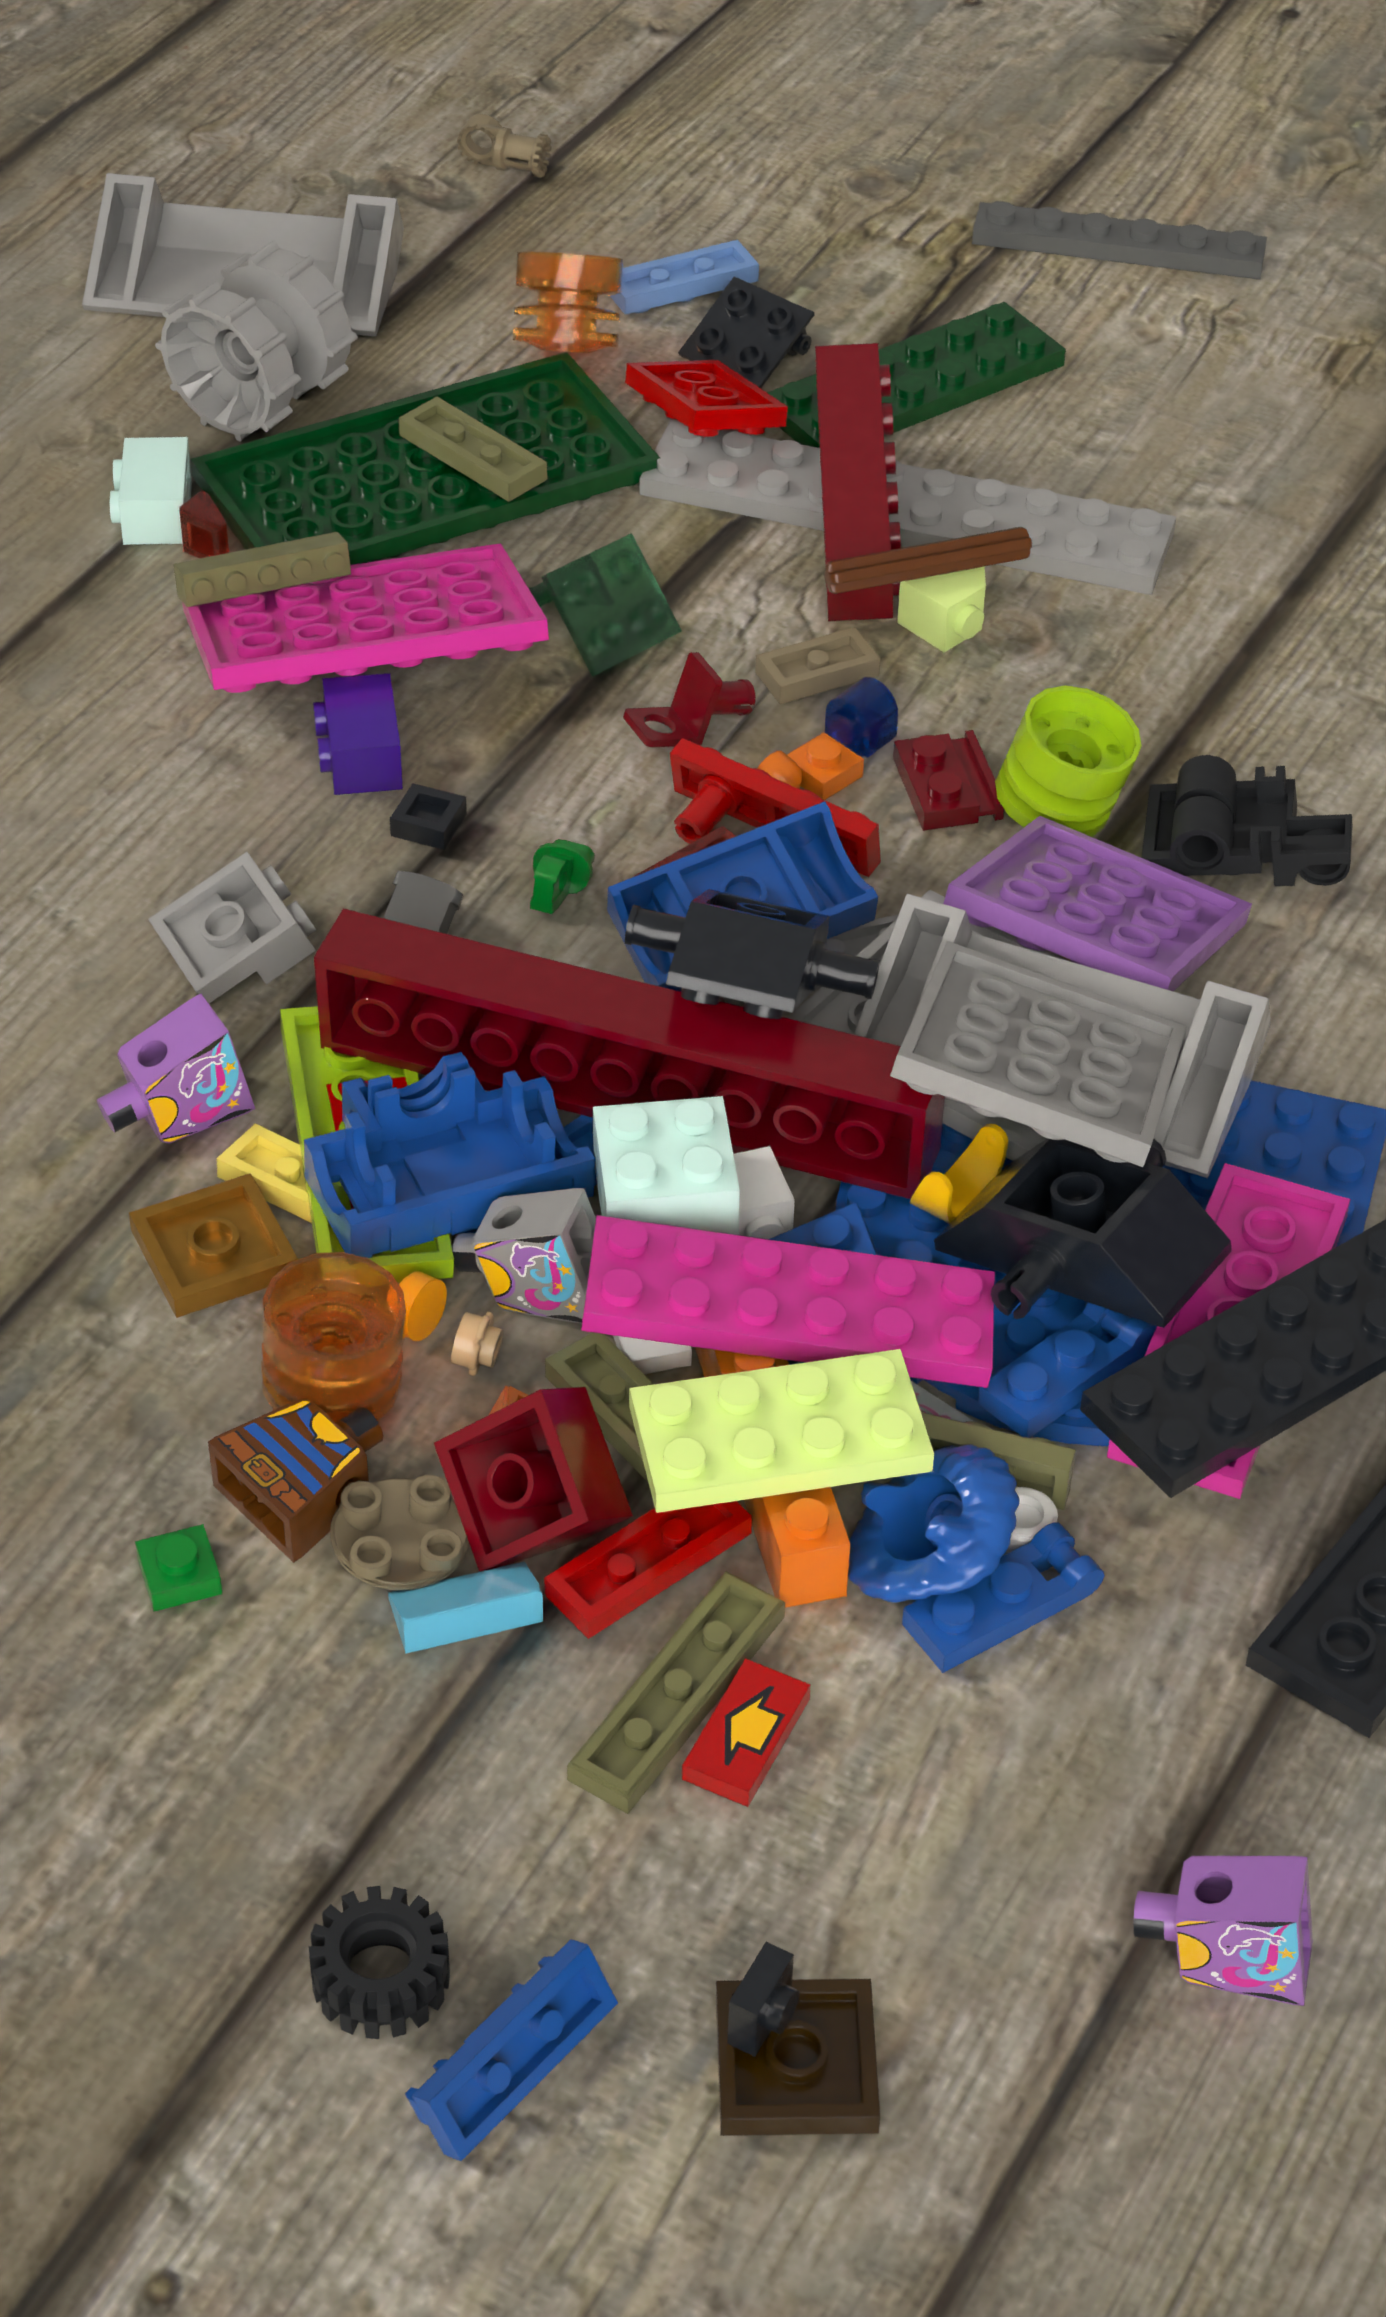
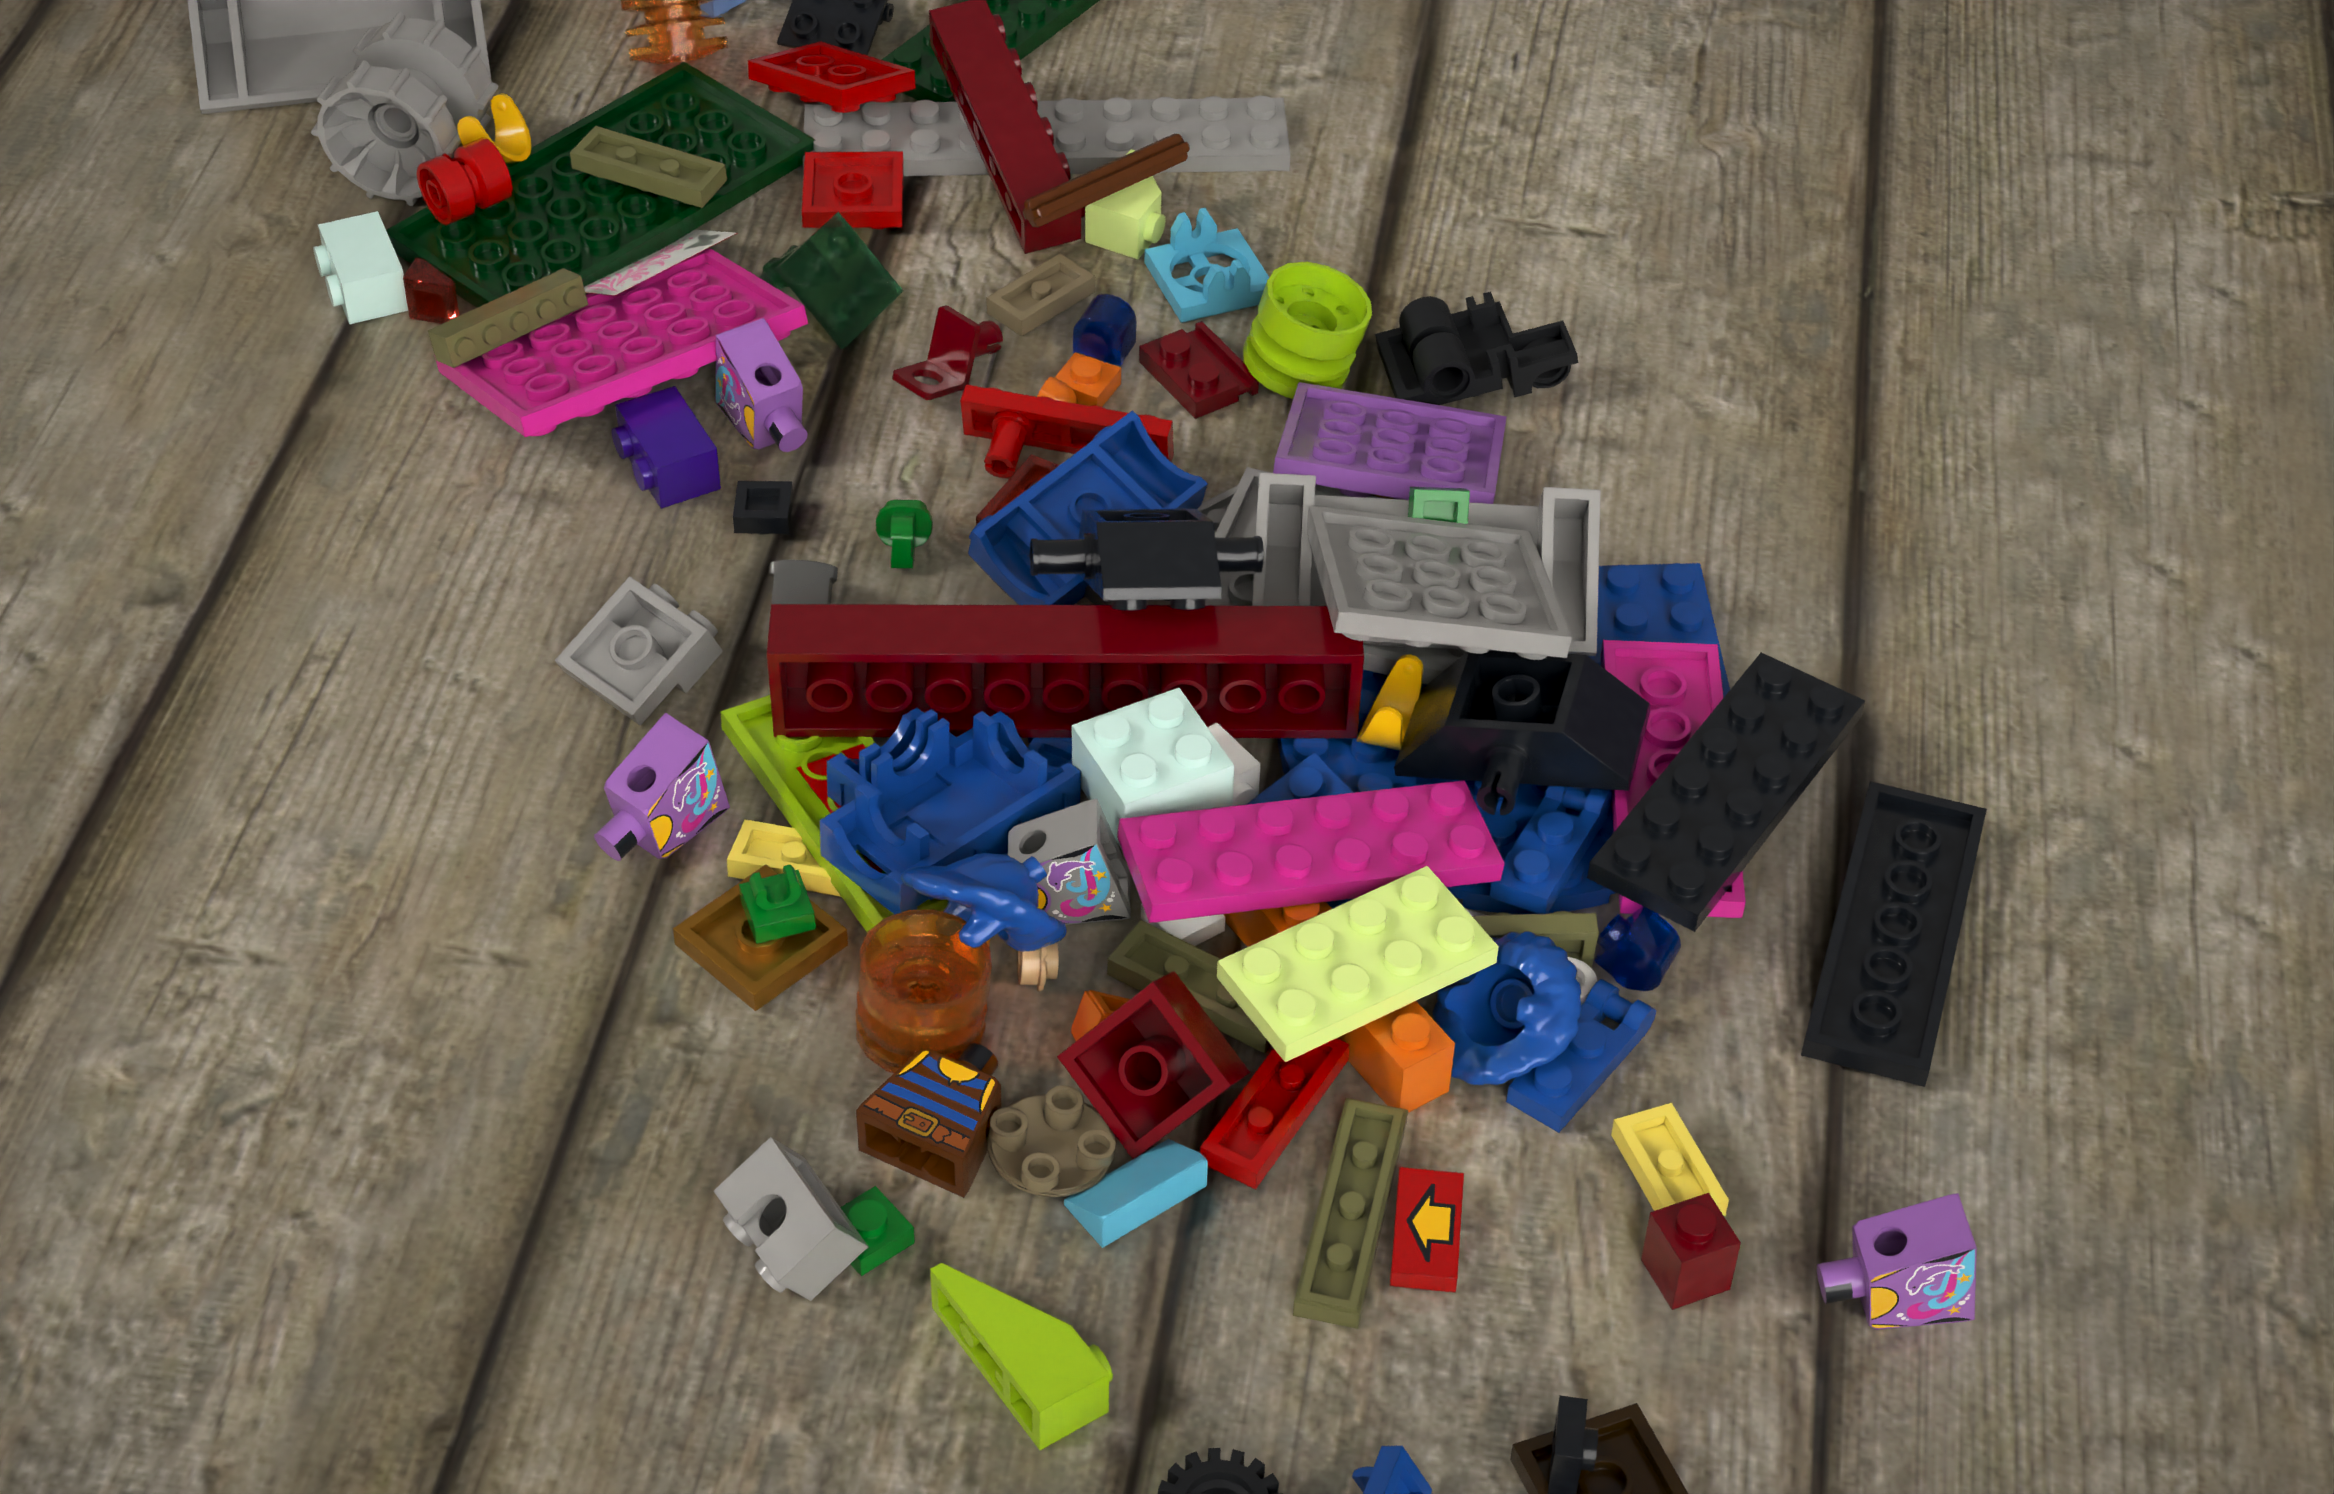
camera: 20 degrees left, 0 degrees up
(97, 1532) = (790, 1219): none -> light grey brick
(236, 1216) = (777, 905): none -> green tile
(268, 1742) = (1025, 1355): none -> lime slope
(281, 424) = (468, 180): none -> red wheel
(356, 393) = (511, 130): none -> yellow helmet
(429, 550) = (657, 262): none -> white sticker
(430, 1260) = (993, 897): none -> blue piece
(475, 720) = (759, 387): none -> medium lavender torso
(678, 516) = (857, 185): none -> red plate
(1004, 653) = (1223, 287): none -> medium azure piece
(1009, 1836) = (1690, 1251): none -> dark red brick
(1035, 1743) = (1665, 1158): none -> light yellow plate
(1094, 973) = (1439, 504): none -> plate
(1114, 1503) = (1638, 949): none -> clear blue plate

